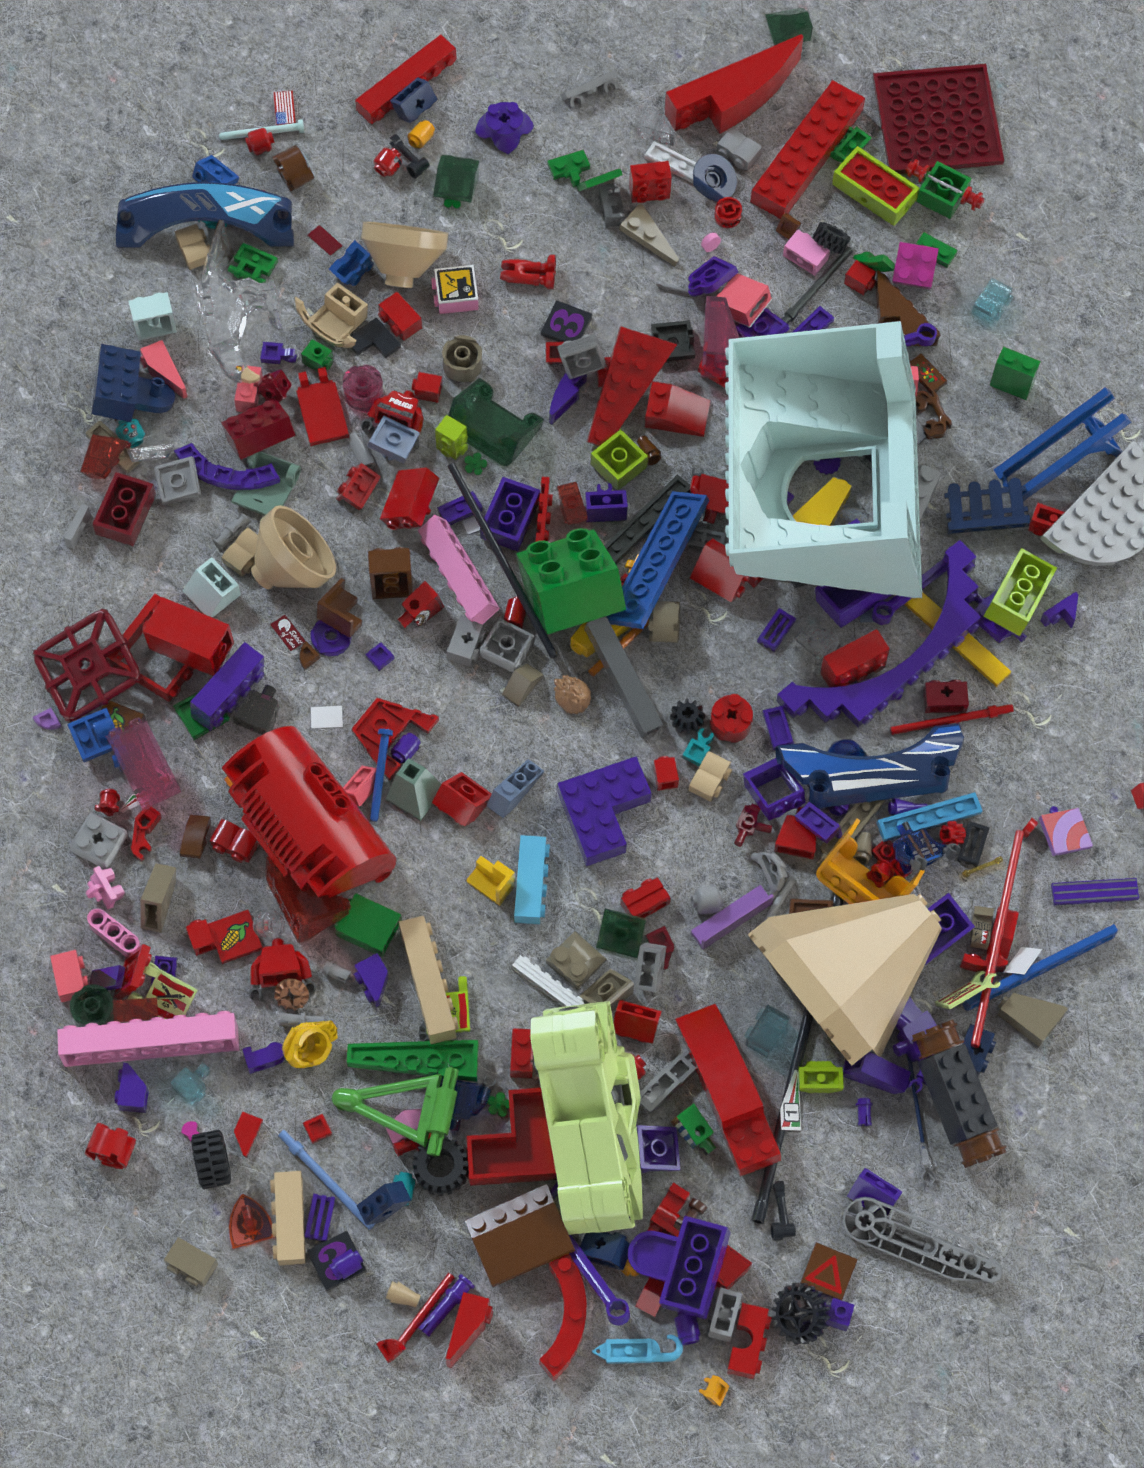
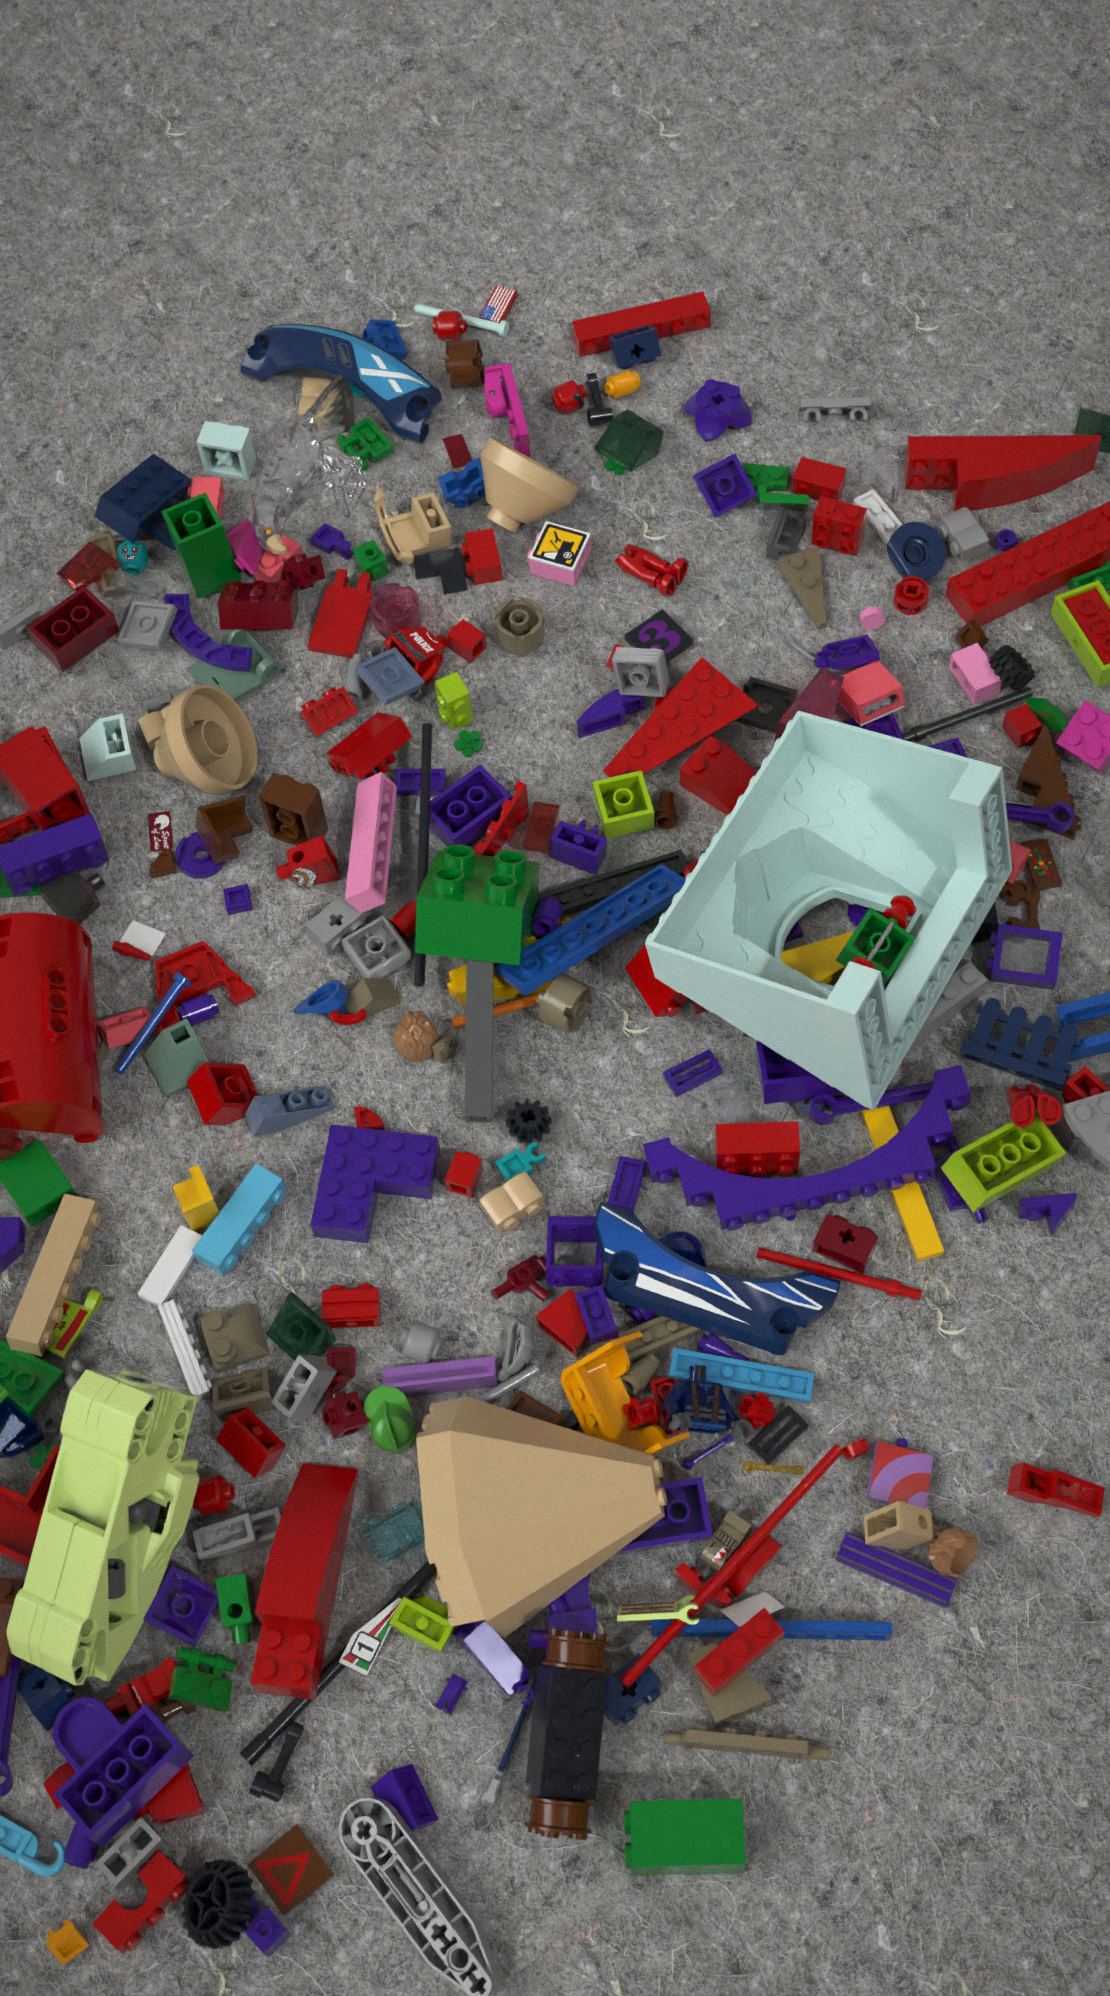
camera: 35 degrees right, 5 degrees down
(192, 401) = (201, 545): none -> green brick
(217, 386) = (245, 546): none -> dark pink slope
(323, 730) = (129, 950): none -> red piece
(347, 185) = (505, 403): none -> dark pink plate
(484, 1044) = (73, 1372): none -> light grey arm
(491, 426) = (508, 707): clear green windscreen -> none
(496, 696) = (330, 1000): none -> blue piece
(501, 935) = (170, 1267): none -> white tile
(547, 184) = (724, 485): none -> dark purple slope
(573, 768) = (368, 1119): none -> red tile
(597, 694) = (444, 1049): none -> dark tan tile
(612, 151) = (818, 479): none -> red brick
(619, 559) = (546, 916): none -> dark purple brick
(686, 971) = (344, 1414): none -> dark red brick
(701, 1192) = (199, 1687): none -> green plate
(718, 959) = (390, 1419): none -> bright green piece
(735, 708) = (574, 1133): red brick -> none
(770, 137) = (1005, 536): none -> dark purple plate
(867, 482) = (881, 939): none -> green brick
(927, 891) = (689, 1463): none -> dark purple hinge
(954, 444) = (1021, 956): none -> dark purple window
(1018, 545) = (1024, 1103): none -> red piece
(1035, 989) = (738, 1652): none -> red brick
(1064, 1118) = (685, 1837): none -> green brick
(1073, 1041) = (760, 1743): none -> dark tan plate
(1090, 857) = (899, 1526): none -> tan torso
(1124, 861) = (952, 1551): none -> medium nougat hair

